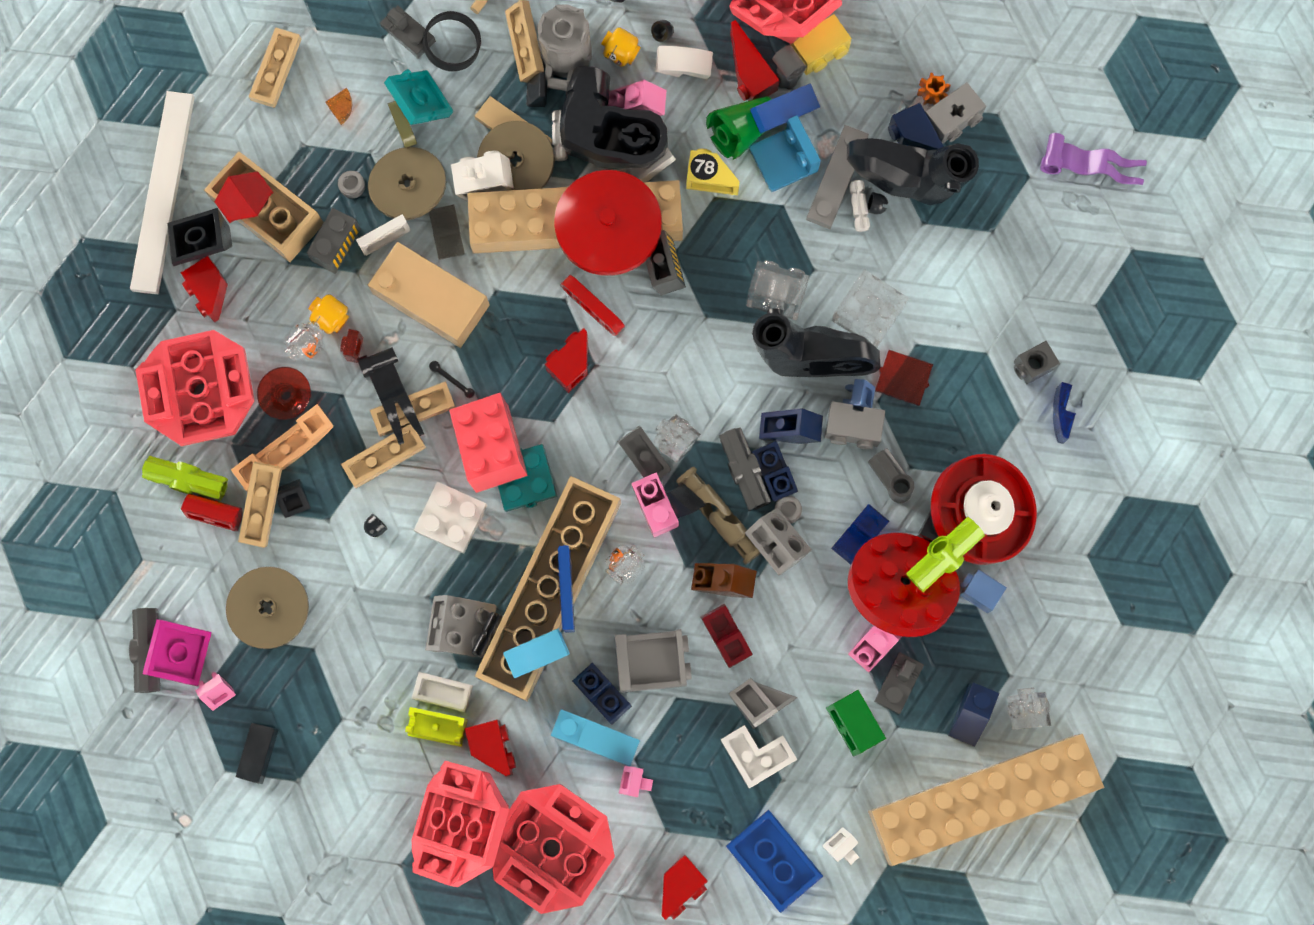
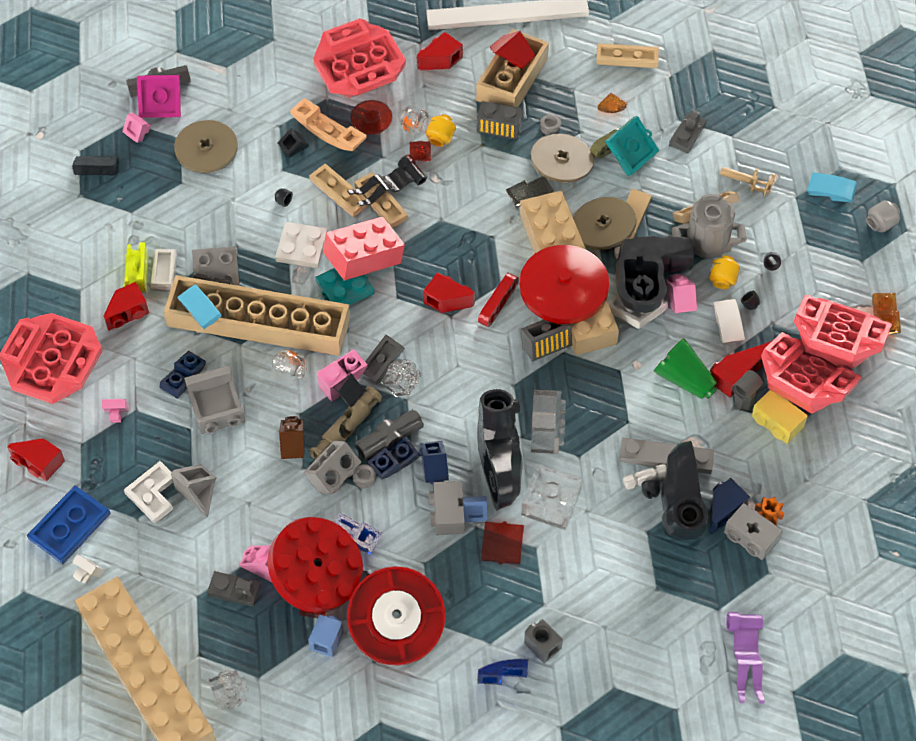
camera: 75 degrees right, 20 degrees down
(184, 478) = (291, 74): lime piece -> none
(198, 236) = (474, 35): black slope -> none
(212, 512) = (270, 95): red brick -> none
(260, 504) = (281, 120): tan plate -> none
(383, 235) = (514, 150): white tile -> none
(429, 294) = (474, 189): tan brick -> none
(435, 367) = (419, 210): black hinge -> none
(451, 15) = (687, 139): black tyre -> none
(458, 825) = (56, 293): coral piece -> none
(482, 174) = (582, 199): white brick -> none
(537, 91) = (664, 228): black slope -> none
(566, 590) = (254, 315): blue tile -> none
(595, 737) = (146, 373): medium azure slope -> none
(710, 173) = (636, 357): light yellow slope -> none
(726, 636) = (248, 452): dark red slope -> none
(785, 107) = (709, 396): blue tile -> none
(786, 156) = (670, 410): dark azure bracket -> none
(856, 723) = (191, 557): green hinge -> none
(890, 474) = (411, 545): dark grey piece -> none
(945, 554) = (342, 577): lime piece -> none
(973, 714) = (218, 648): dark blue slope -> none

